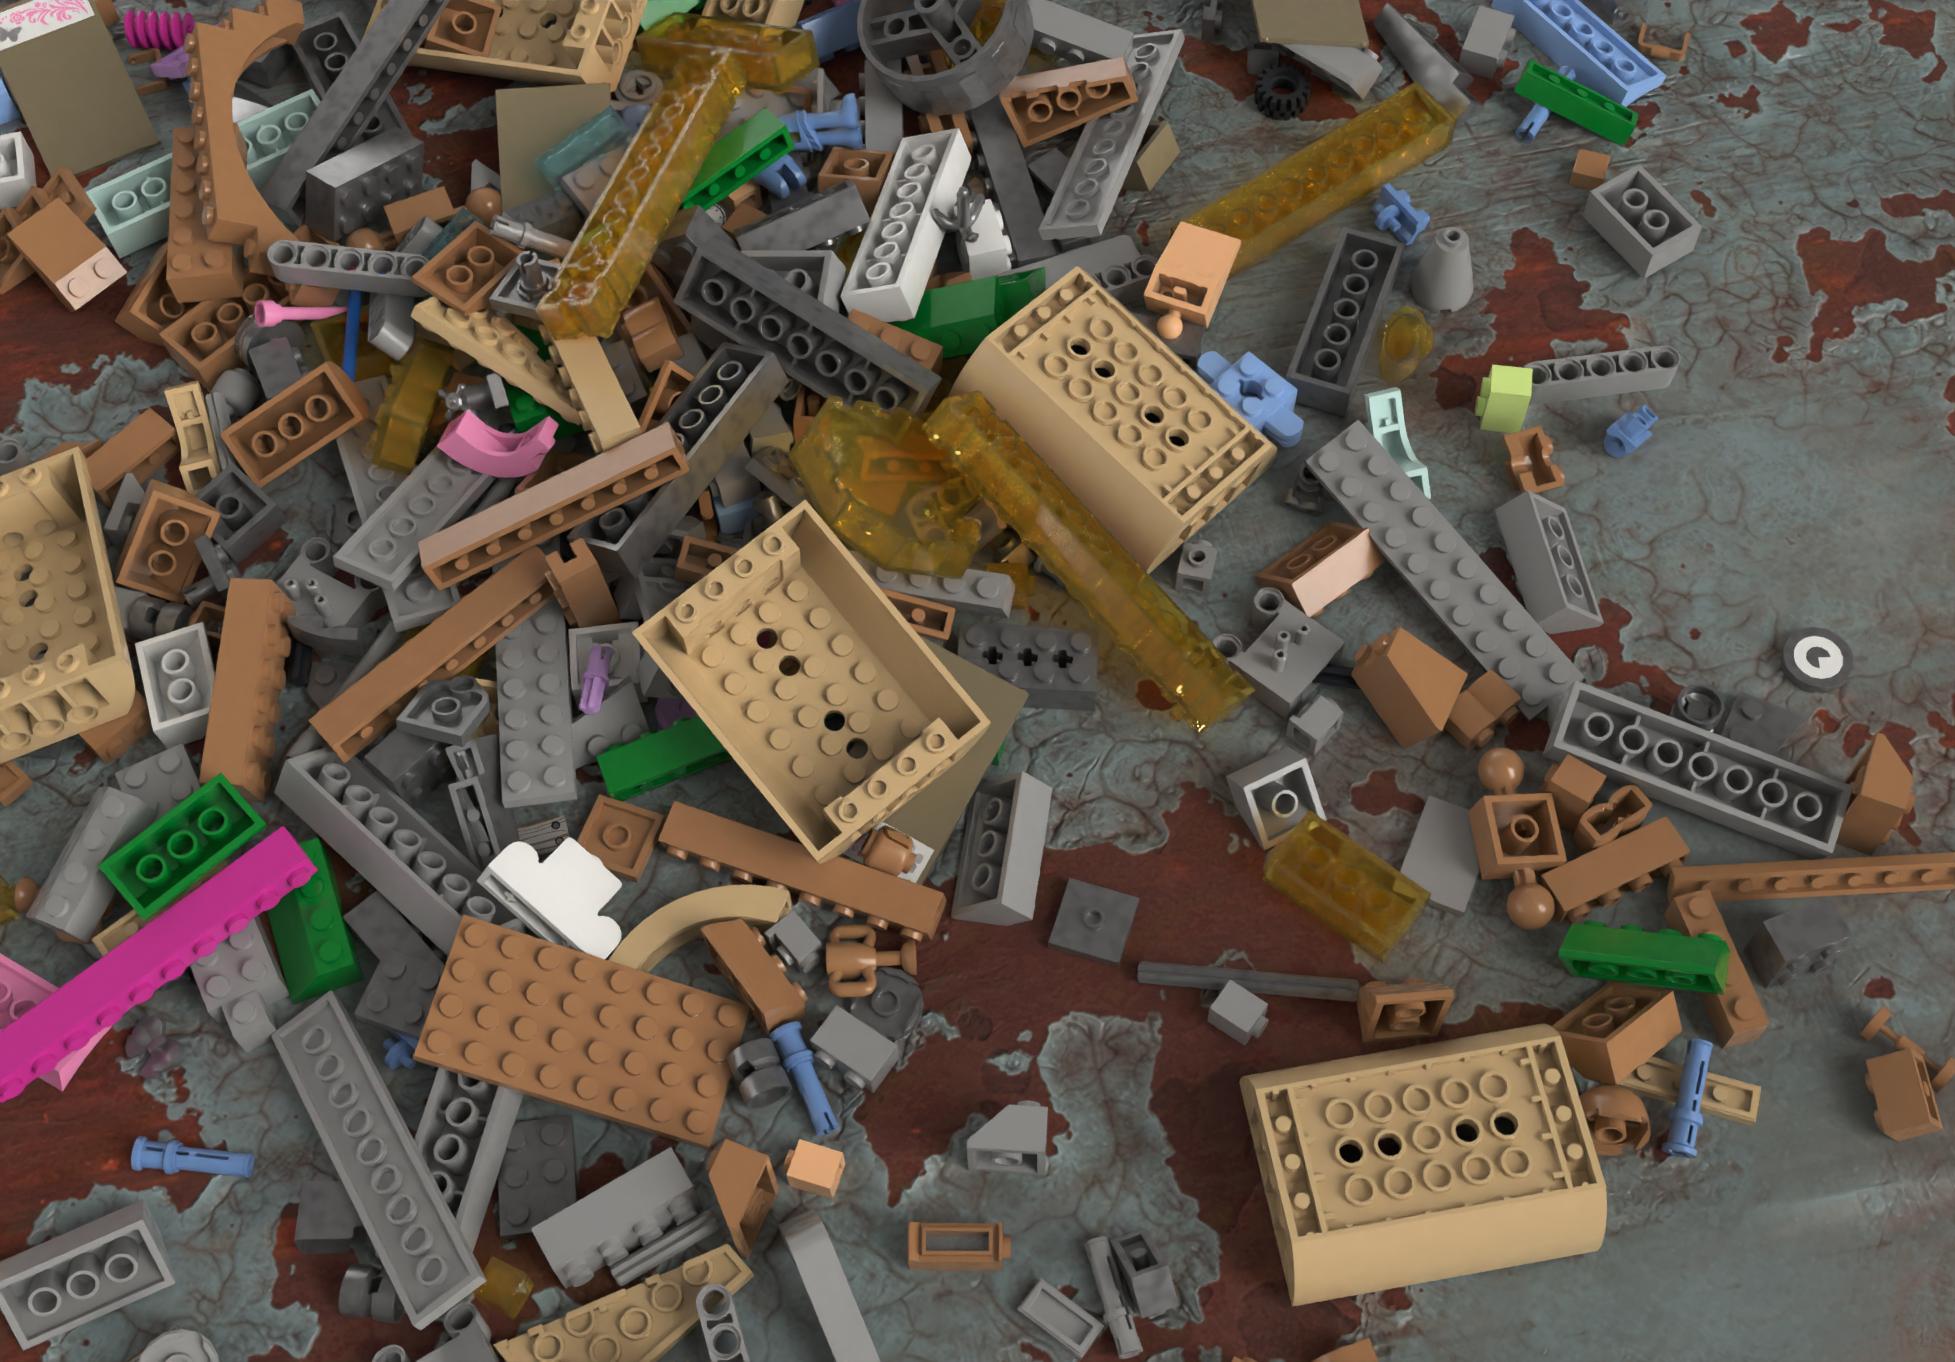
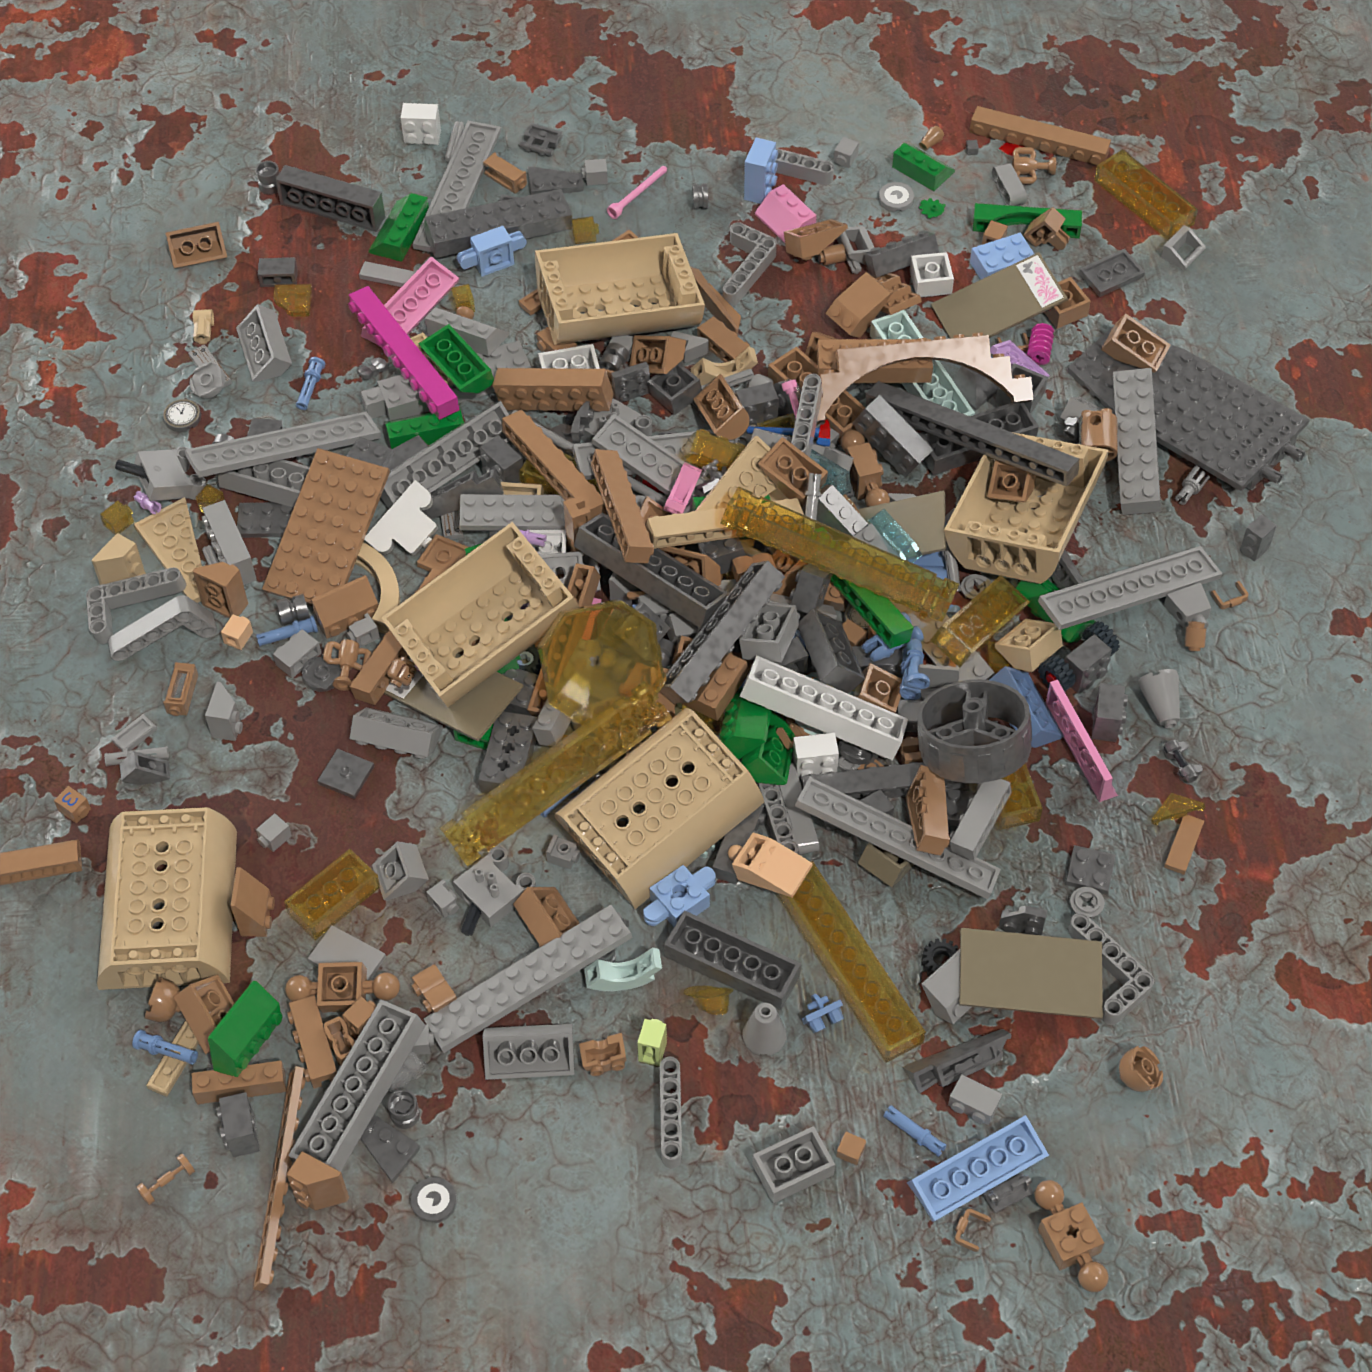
camera: 95 degrees right, 5 degrees down
(446, 710) = (515, 467): dark grey plate -> none
(524, 282) = (776, 491): flat silver plate -> none
(965, 215) = (815, 730): flat silver piece -> none
(1253, 981) = (293, 843): flat silver axle -> none
(1408, 685) = (449, 941): medium nougat slope -> none
(1576, 102) = (909, 1147): green slope -> none
(1629, 432) = (618, 1117): medium blue hips -> none
(1902, 1095) = (136, 1163): medium nougat brick -> none

